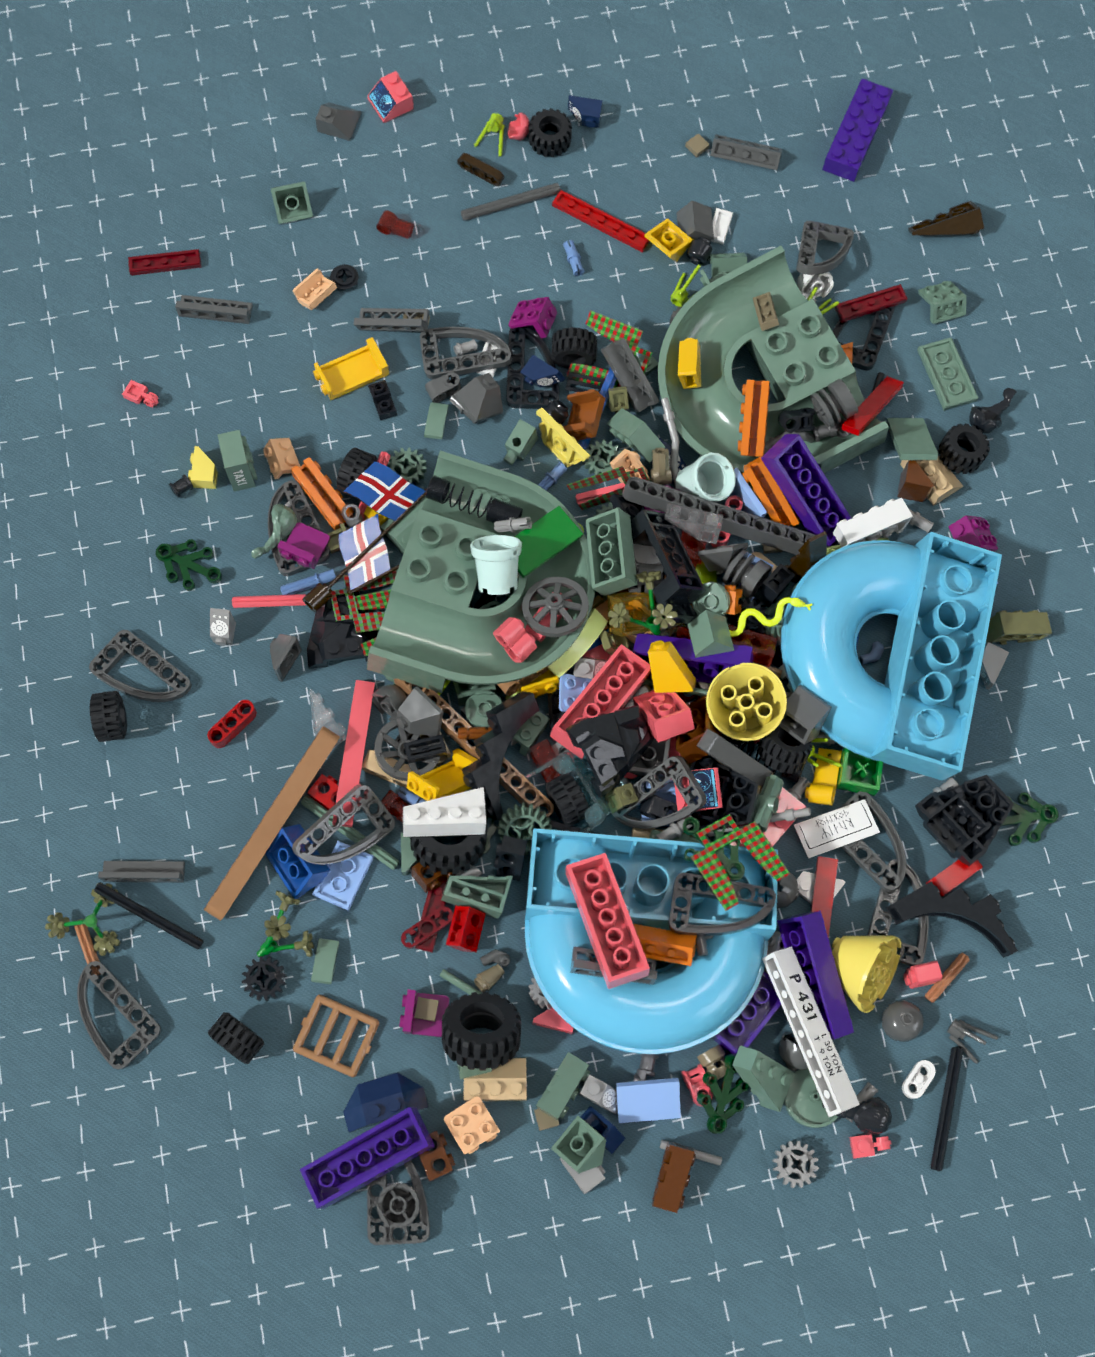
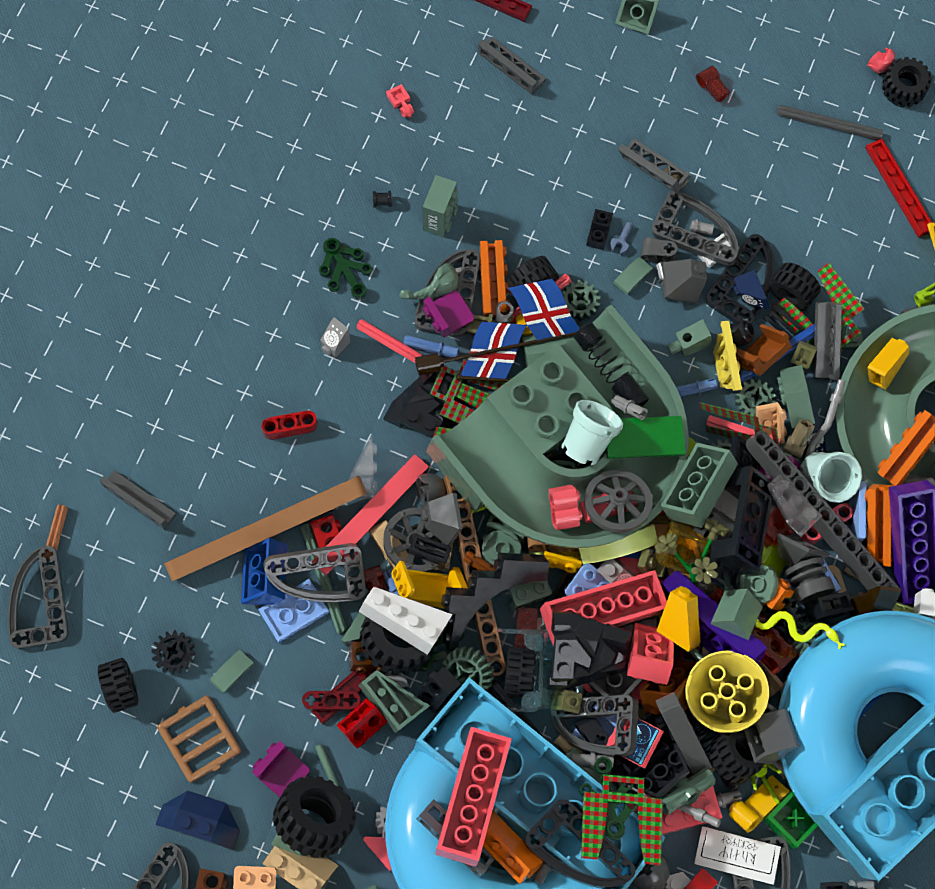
camera: 35 degrees right, 0 degrees up
(104, 941) = (72, 535): olive plant -> none
(108, 716) = (194, 354): black tyre -> none
(122, 648) = (245, 304): dark grey beam -> none
(148, 915) = (118, 539): black axle -> none
(203, 470) = (408, 198): light yellow slope -> none
(277, 928) = (208, 619): olive plant -> none
(280, 456) = (481, 225): light nougat bracket -> none
(283, 654) = (369, 394): dark grey slope -> none
(314, 289) = (605, 98): light nougat bracket -> none
(338, 273) = (636, 96): black gear -> none
(351, 370) = (590, 188): yellow panel -> none
(367, 1157) = (154, 855): dark purple brick -> none
(407, 397) = (622, 239): none -> sand blue bar
(426, 1009) = (284, 767): dark tan tile -> none
(480, 169) = (822, 78): dark brown beam -> none
(489, 977) = (353, 777): dark tan cone -> none
(494, 124) = (862, 46): lime plant -> none
(495, 956) = (372, 764): dark grey arm -> none
(534, 312) = (783, 234): magenta bracket -> none
(573, 257) = (851, 205): medium blue pin -> none
(874, 655) = (880, 726): sand blue arm -> none

